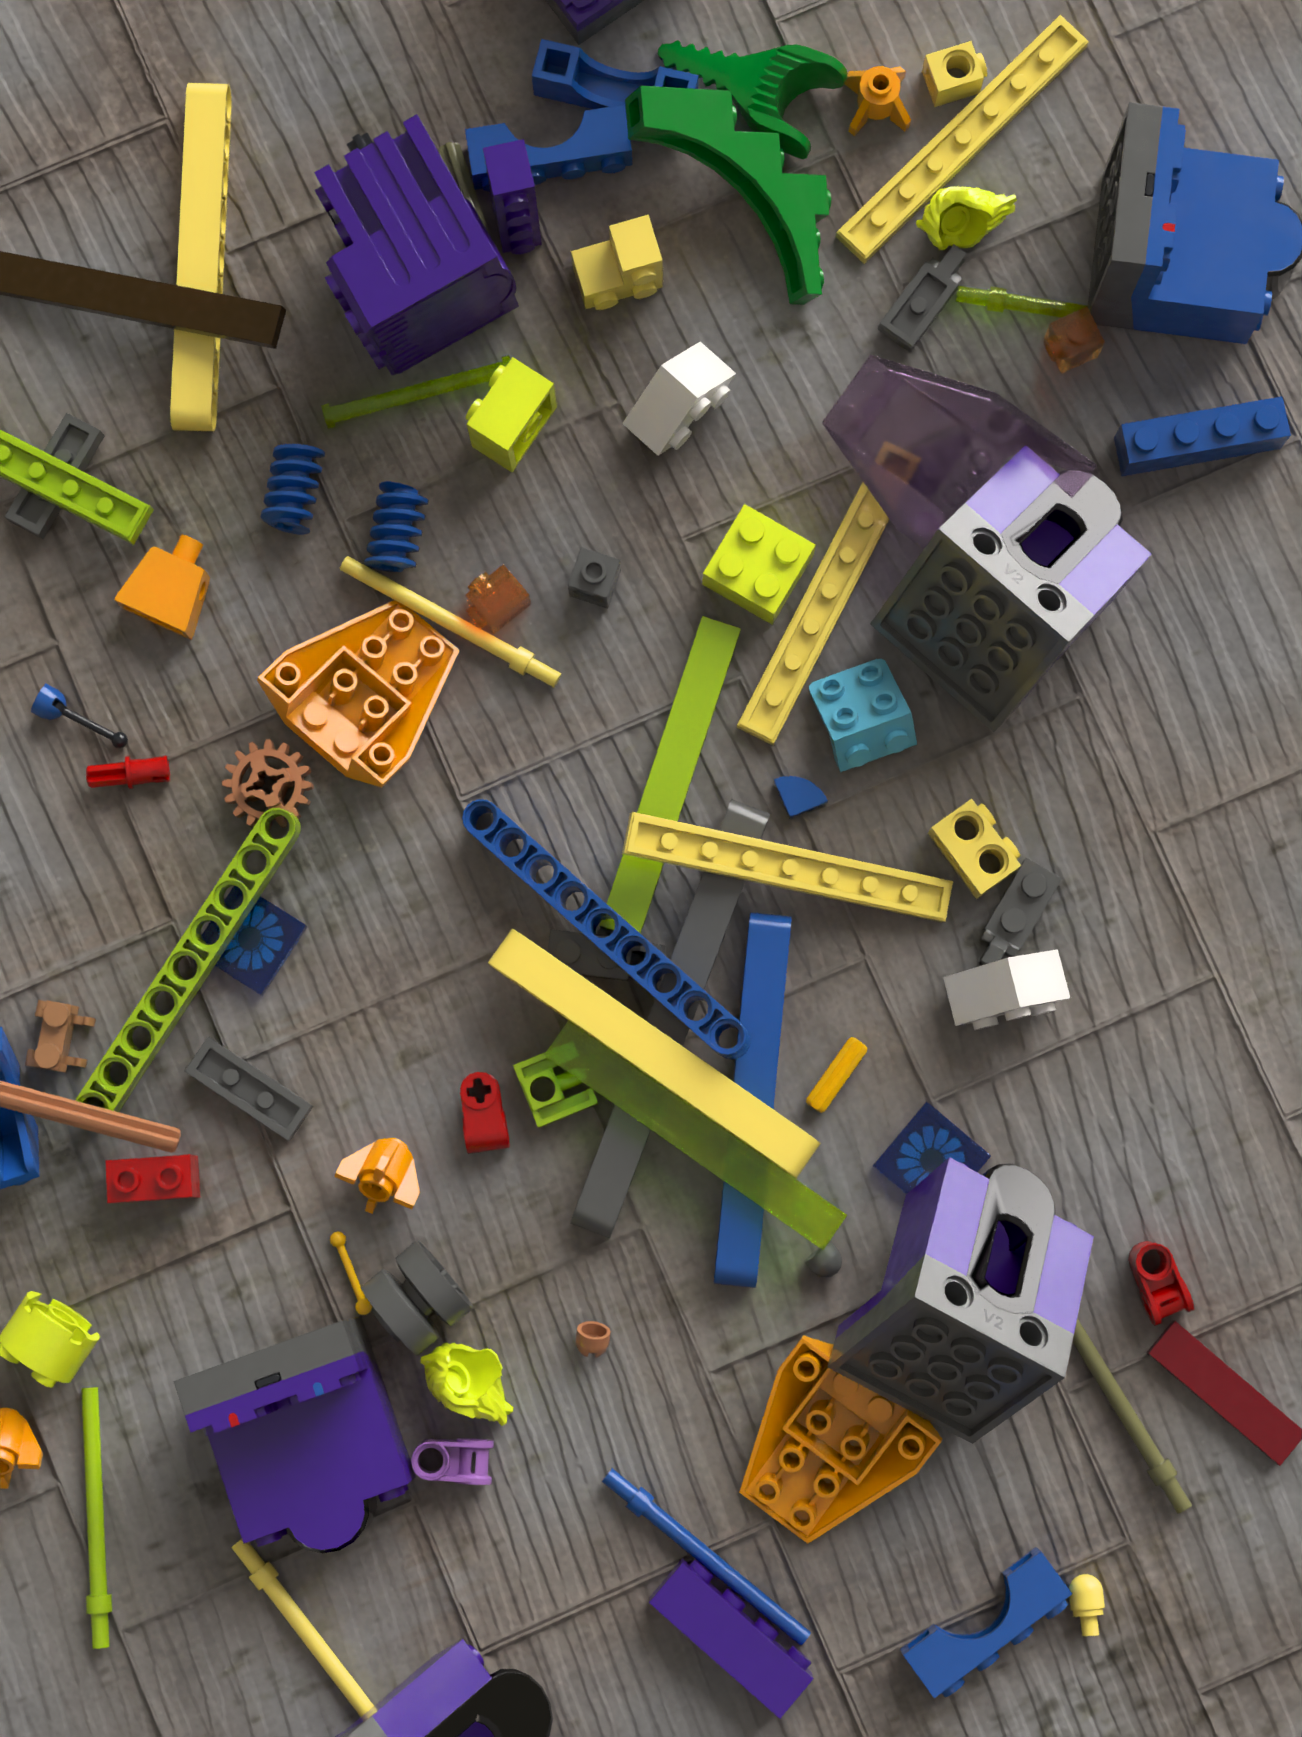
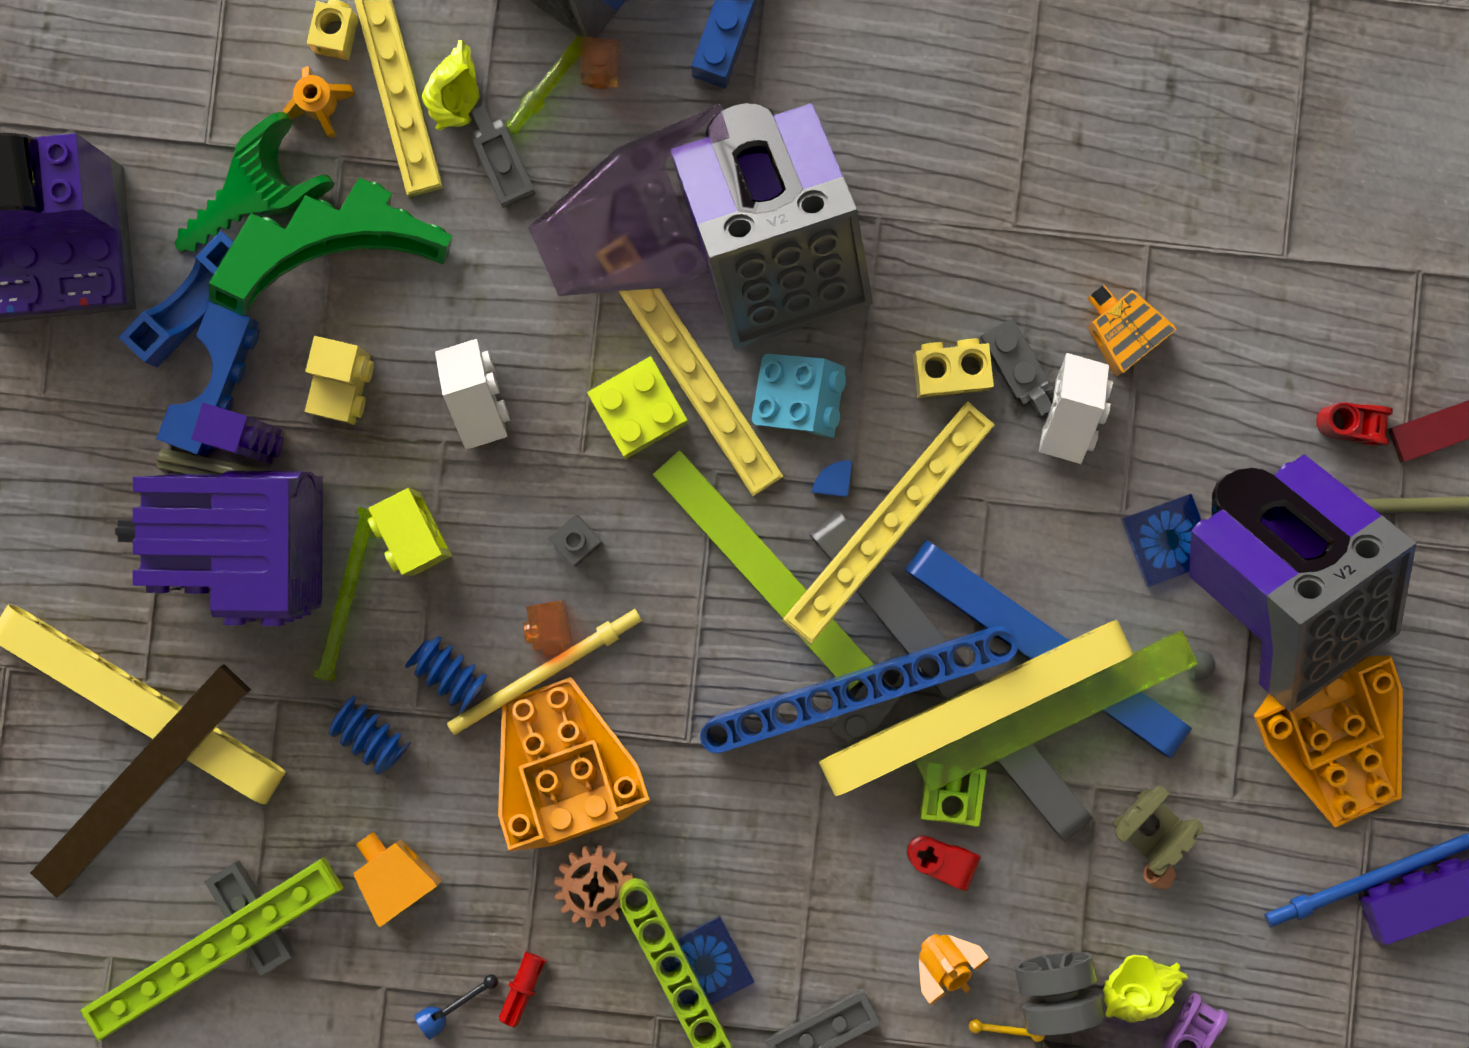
camera: 60 degrees left, 5 degrees up
(620, 1321) = (1170, 838): none -> olive piece
(836, 1075) = (1064, 574): yellow axle -> none
(1117, 996) = (1126, 328): none -> torso

